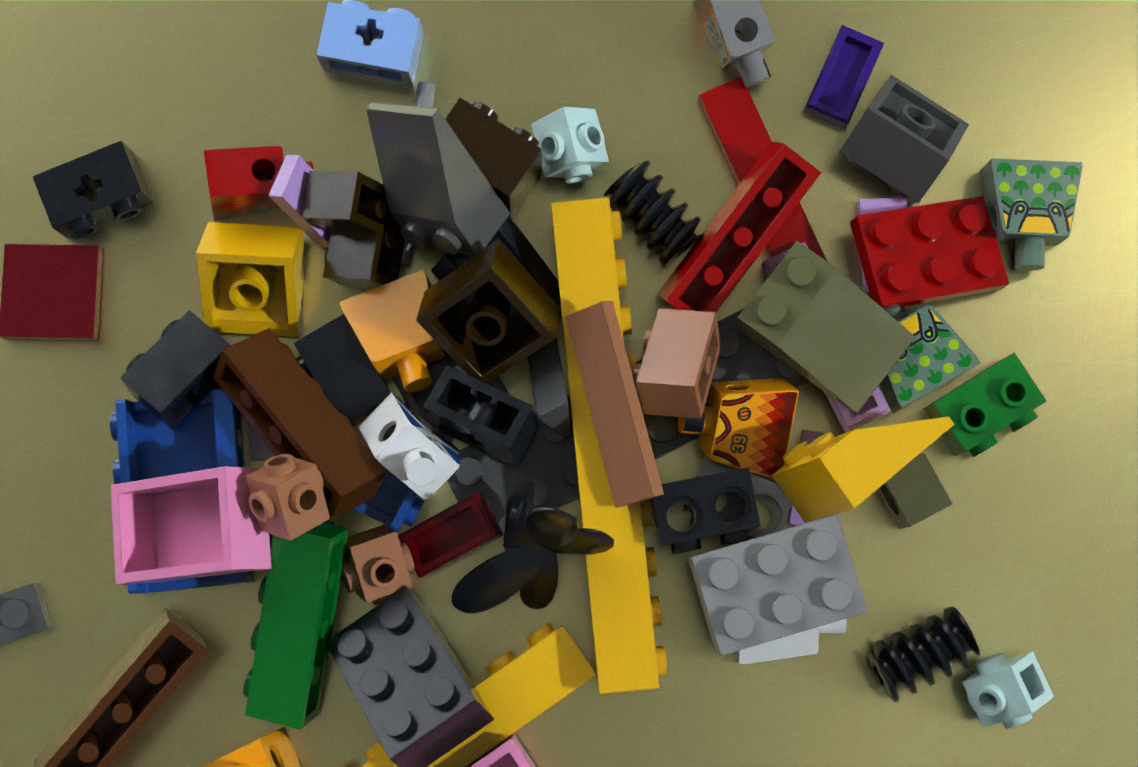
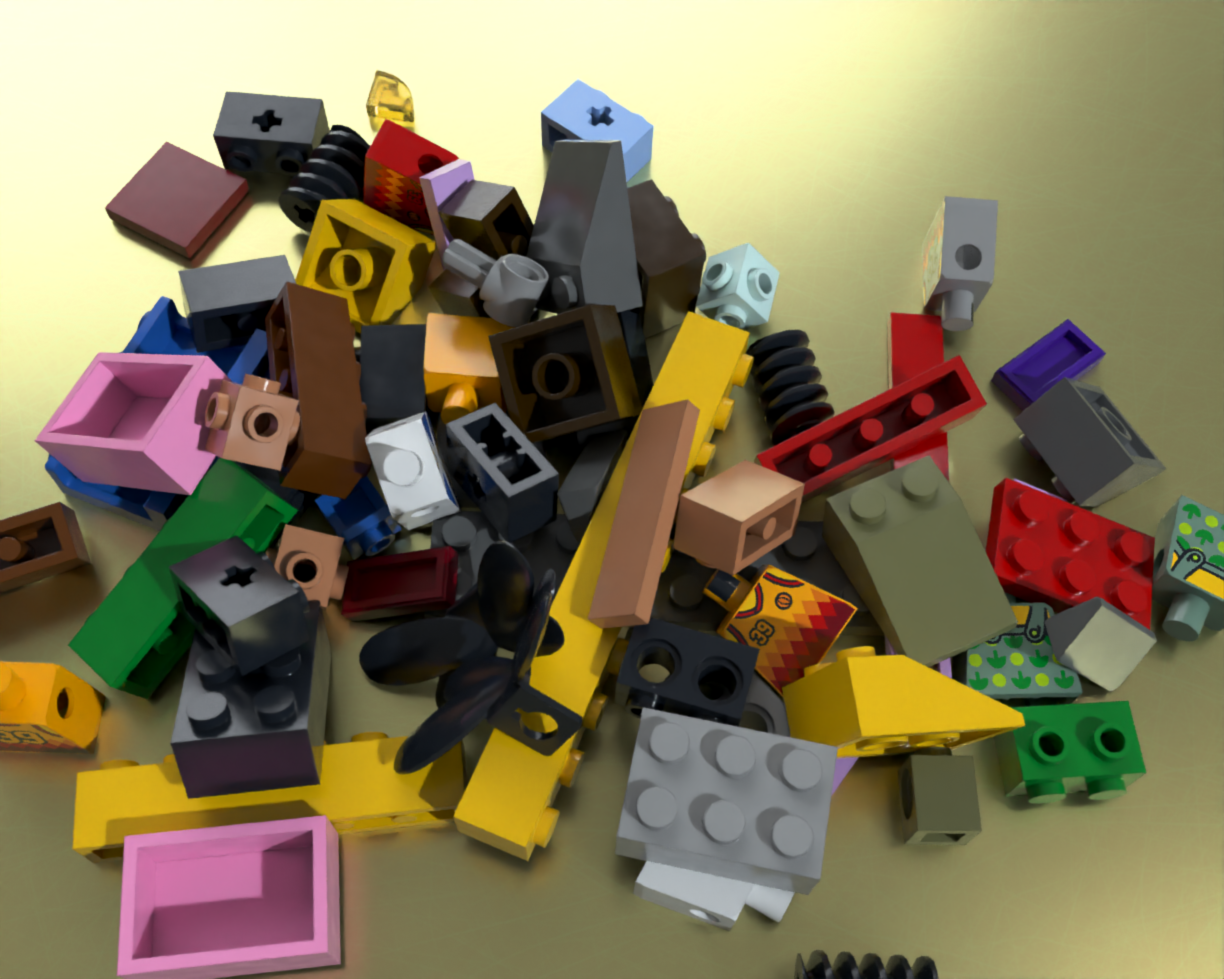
camera: 25 degrees right, 20 degrees down
(166, 93) = (390, 98): none -> clear yellow tile
(173, 210) = (329, 174): none -> black piece
(365, 630) = (241, 604): none -> black brick
(399, 255) = (507, 285): none -> light grey axle
(579, 598) = (494, 691): none -> black piece
(976, 319) = (1099, 641): none -> slope

